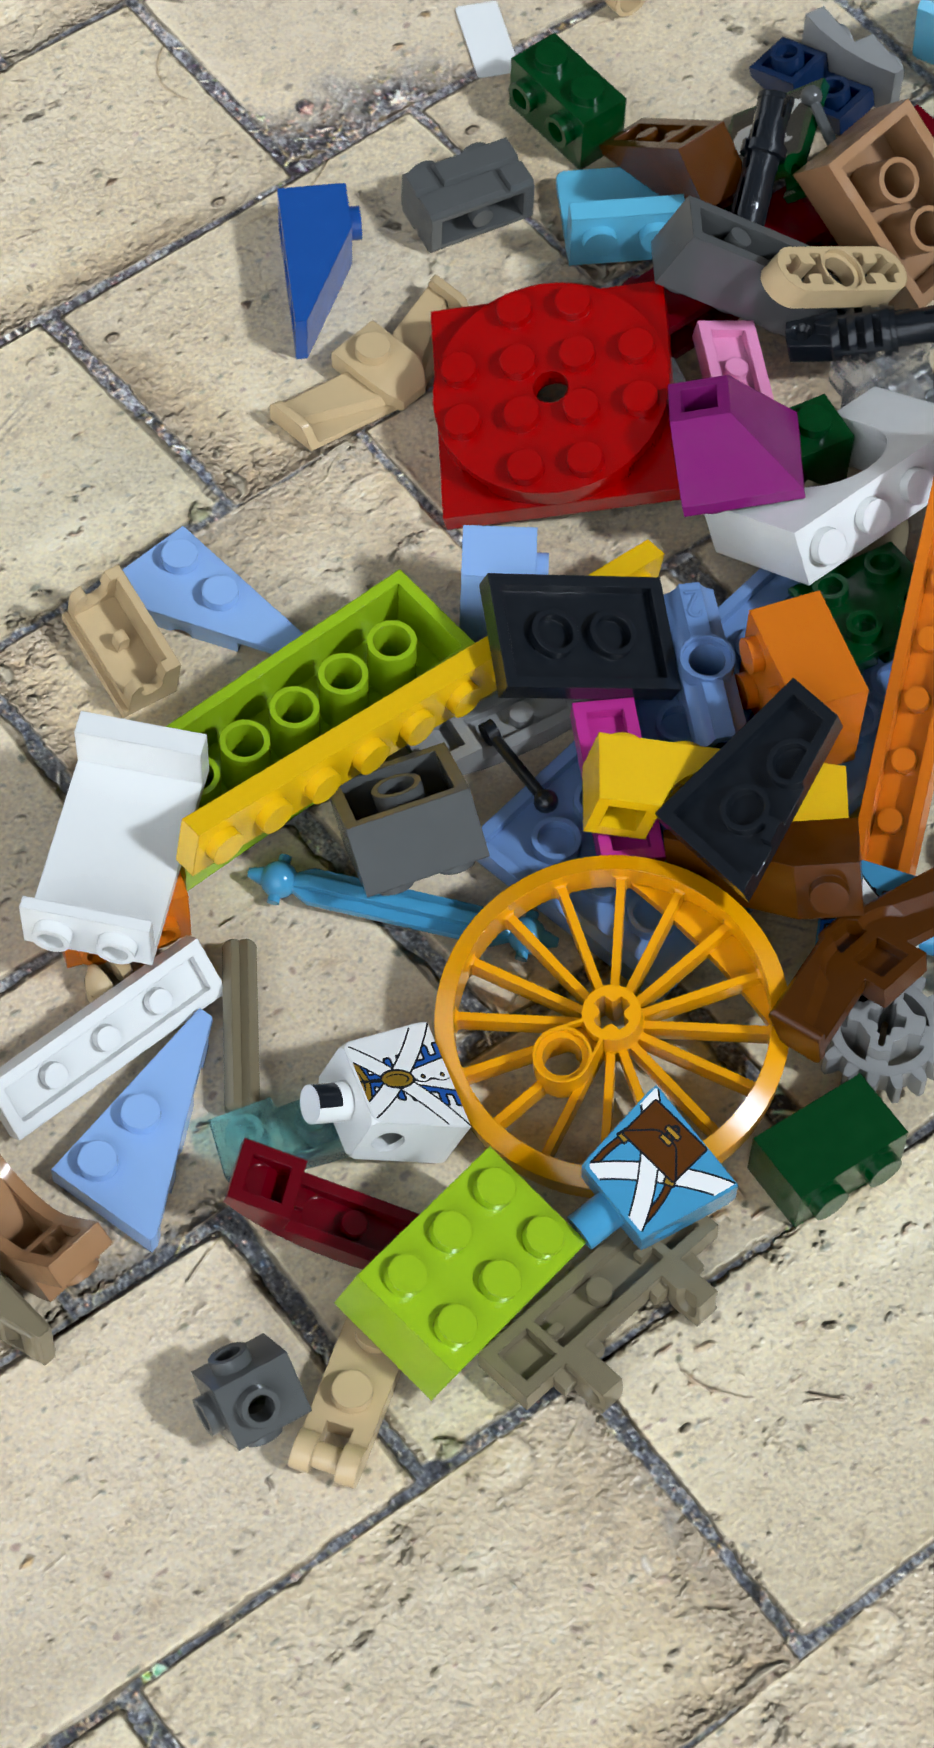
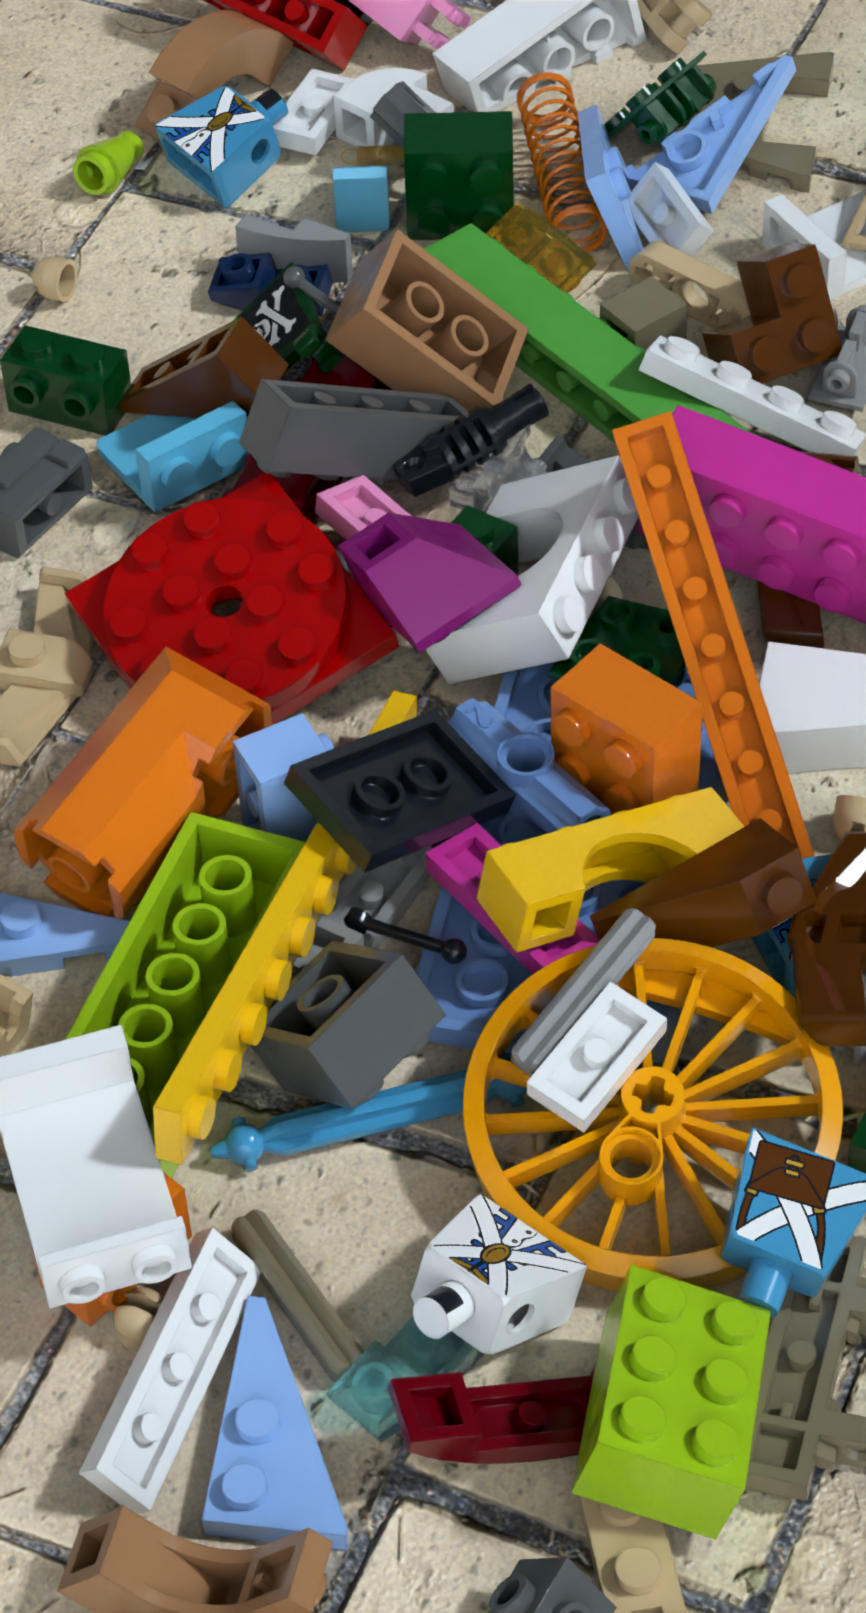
camera: 25 degrees left, 10 degrees down
(379, 517) = (137, 781): none -> orange brick
(582, 956) = (596, 1056): none -> white plate
(607, 895) = (604, 964): none -> light grey axle
(753, 787) = (659, 831): black wing -> none
(762, 155) = (288, 327): black pin -> none
(819, 290) = (420, 401): tan beam -> none

